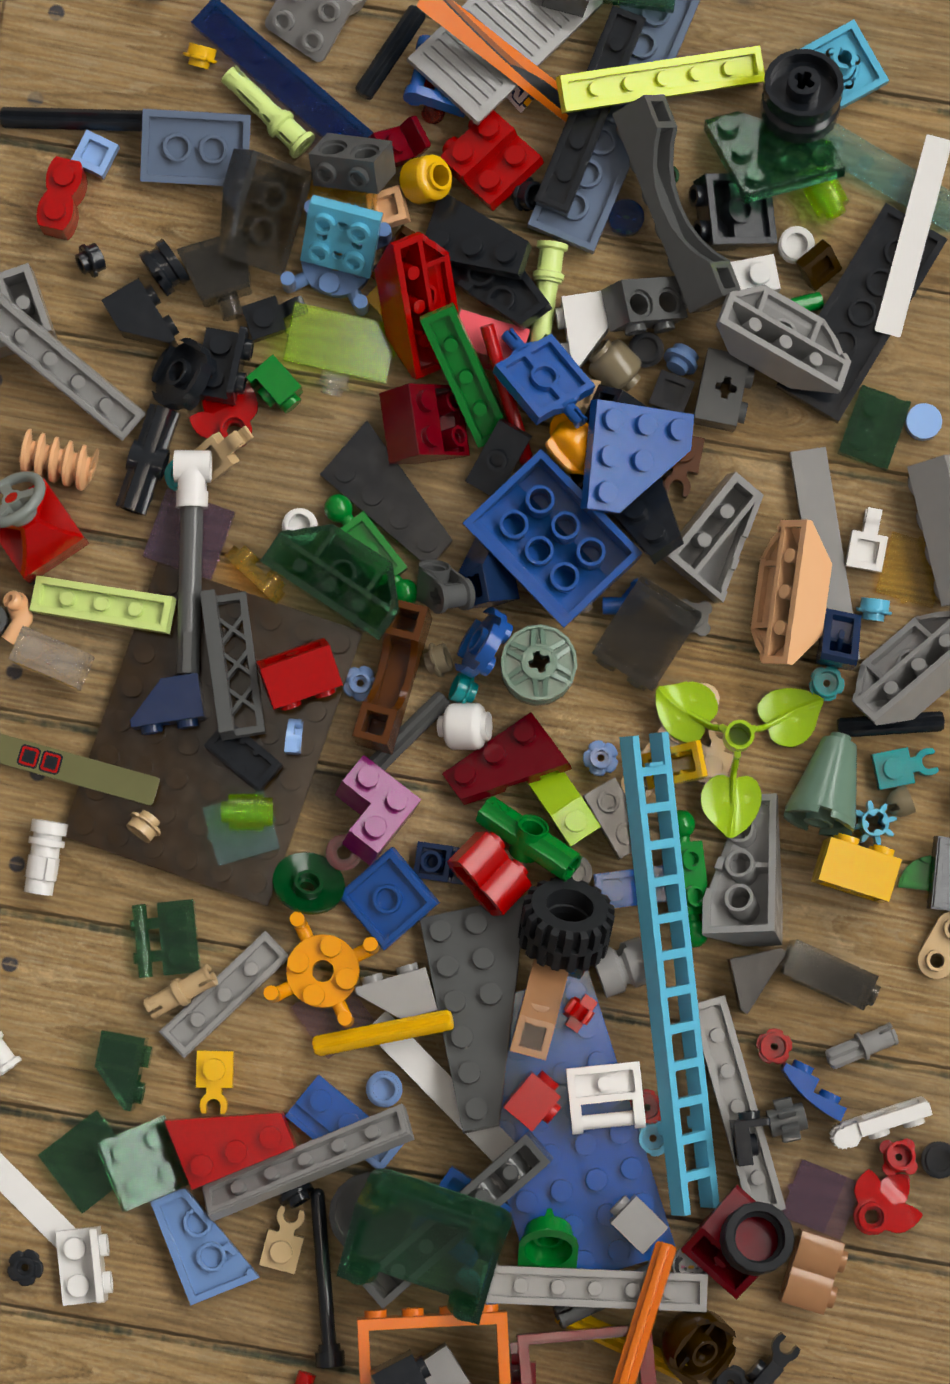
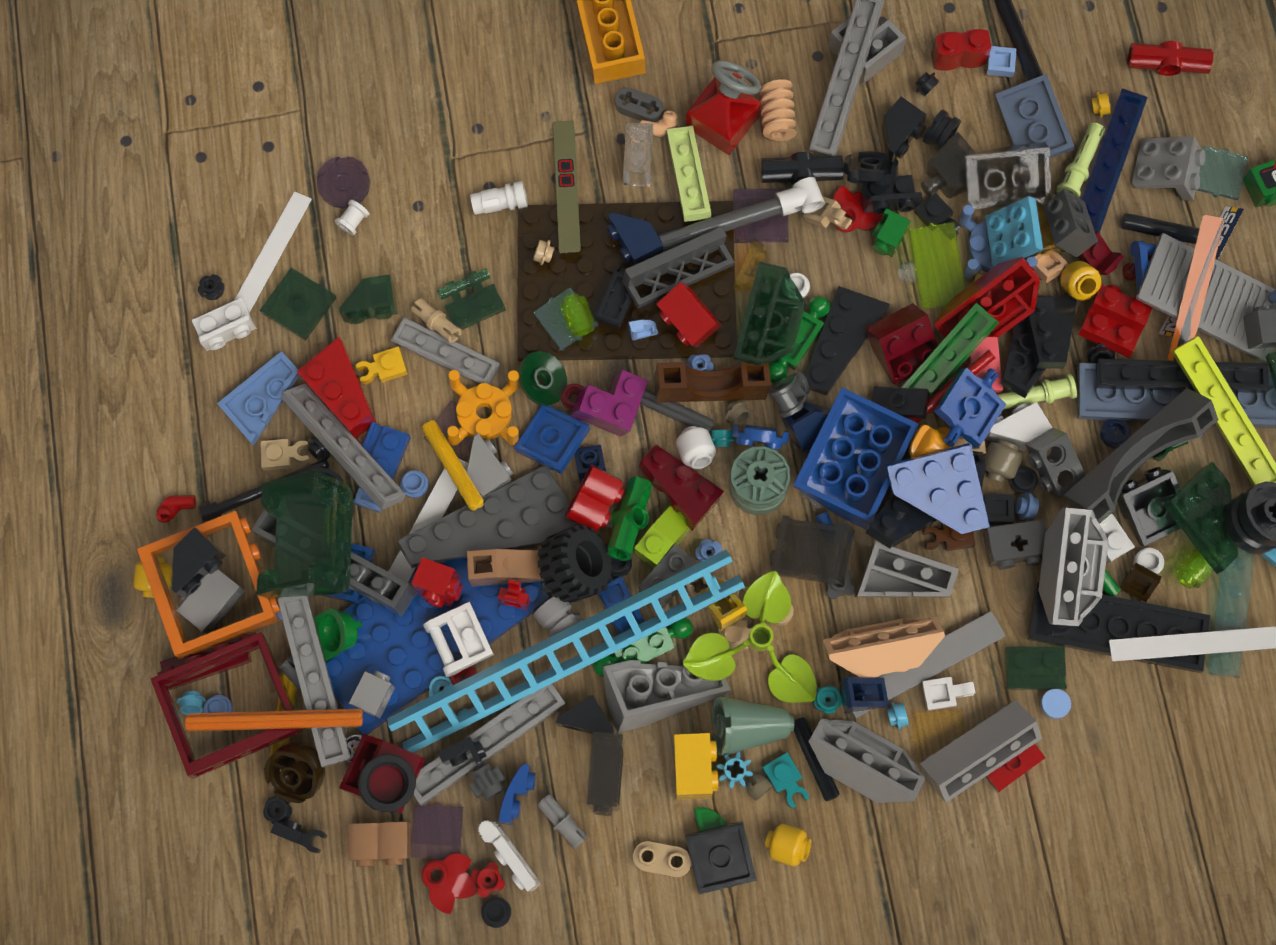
camera: 75 degrees right, 10 degrees down
(142, 1164) = (304, 334): clear green plate -> none
(764, 1043) = (540, 747): red plate -> none

